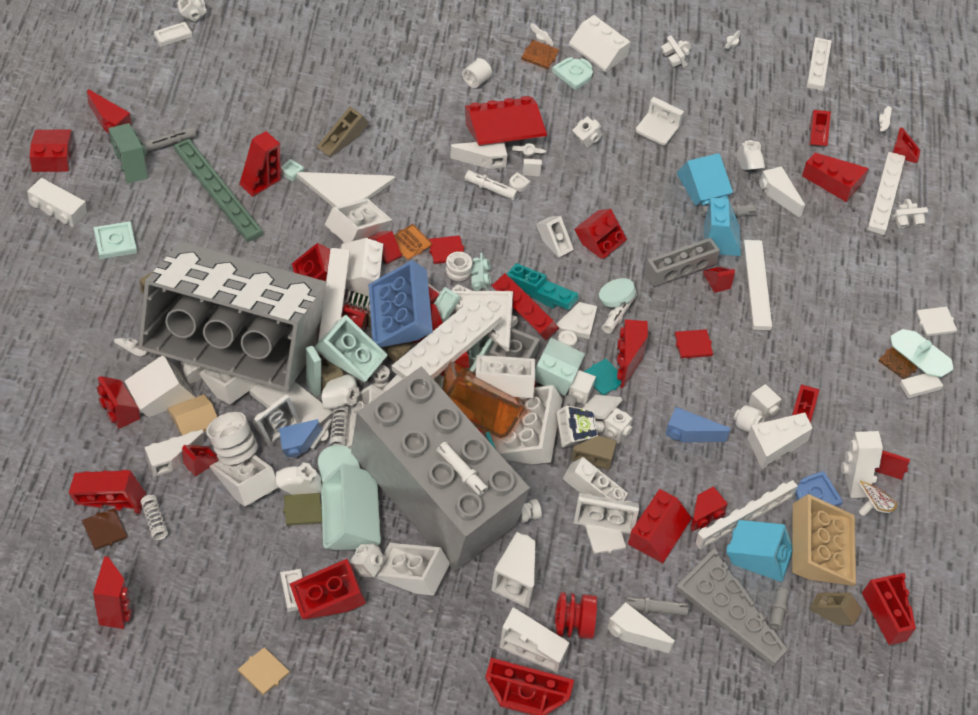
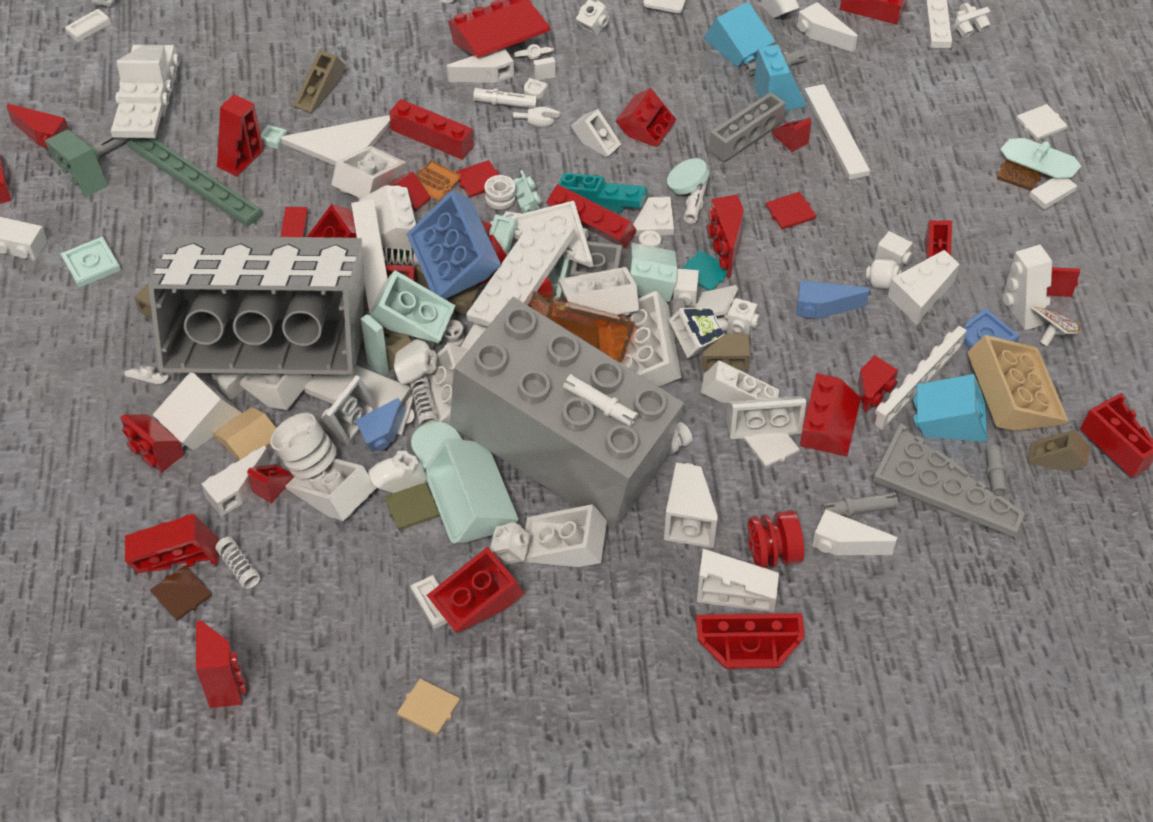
camera: 10 degrees left, 0 degrees up
(200, 104) = (144, 90): none -> white wedge
(284, 251) = (294, 222): none -> red tile
(421, 197) = (431, 129): none -> red brick
(512, 208) = (539, 116): none -> white hand

